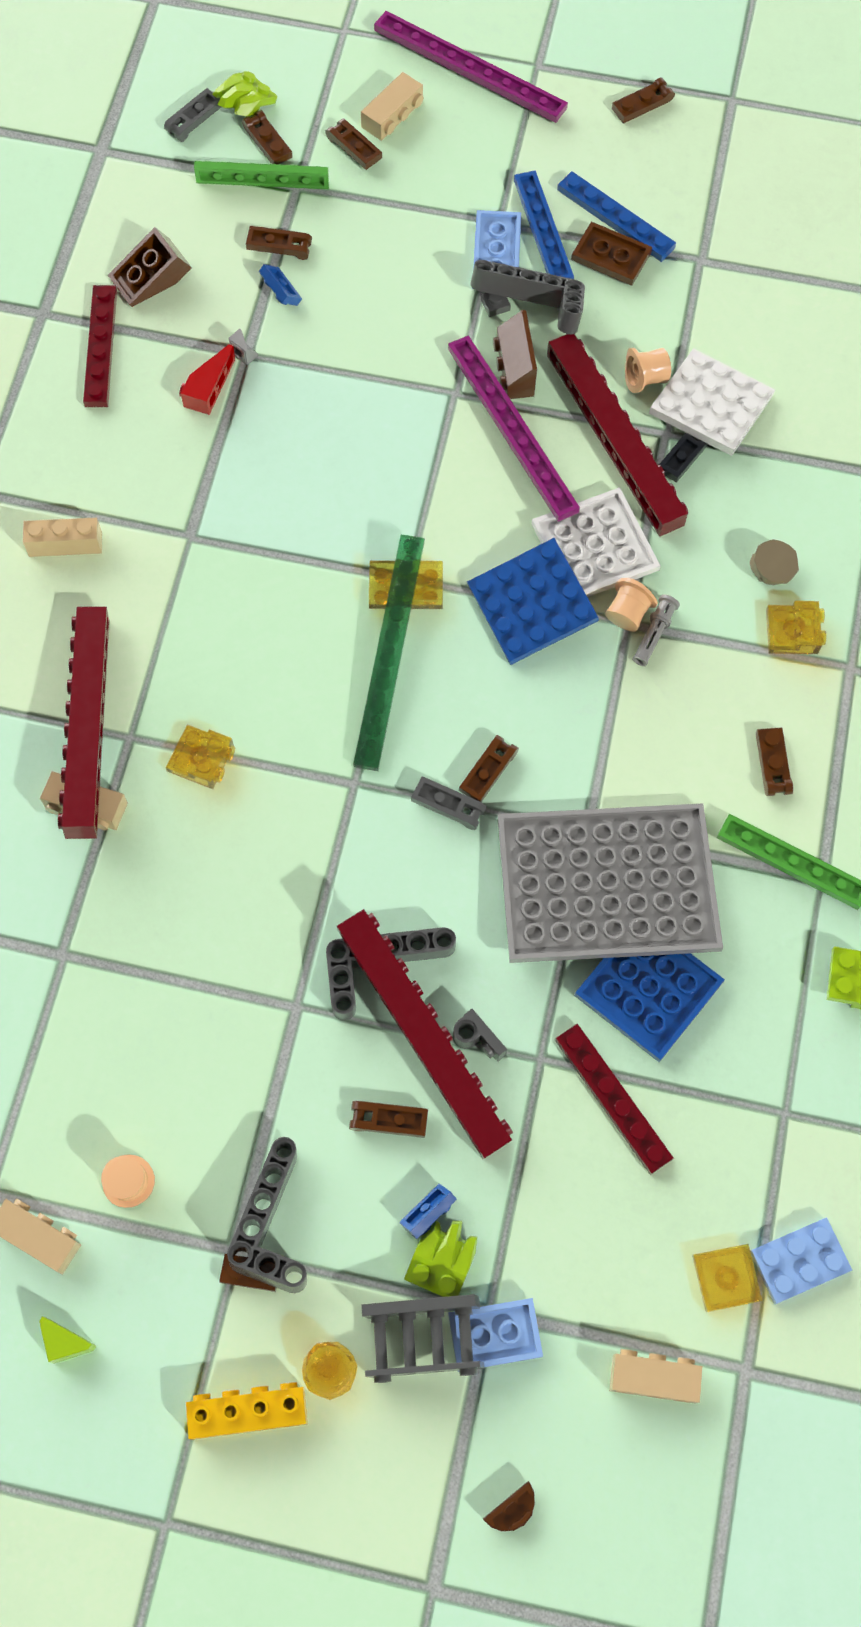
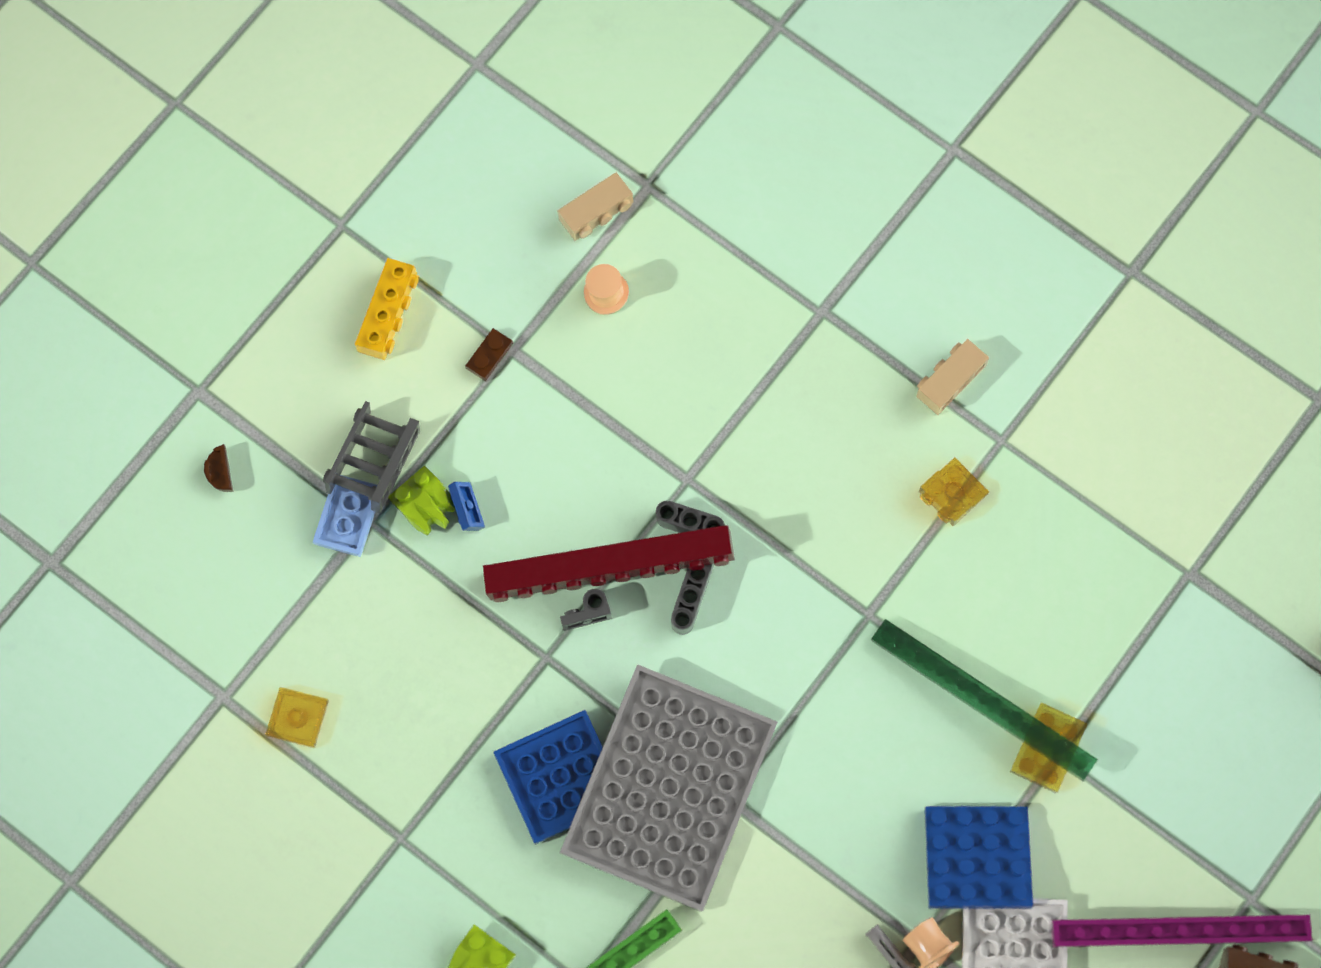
camera: 120 degrees right, 5 degrees up
(61, 1342) = (506, 198): lime slope -> none
(62, 537) = (1232, 455): tan brick -> none
(85, 724) = (1026, 402): dark red brick -> none
(263, 1219) = (520, 375): dark grey beam -> none
(329, 1370) = (387, 382): clear yellow hat -> none
(389, 1119) = (554, 510): reddish brown plate -> none
(448, 802) = (810, 684): dark grey plate -> none
(488, 769) = (826, 735): reddish brown plate -> none
(614, 1099) = (483, 700): dark red plate -> none
(656, 1377) = (253, 620): tan brick -> none
(800, 1260) = (279, 784): light blue plate -> none

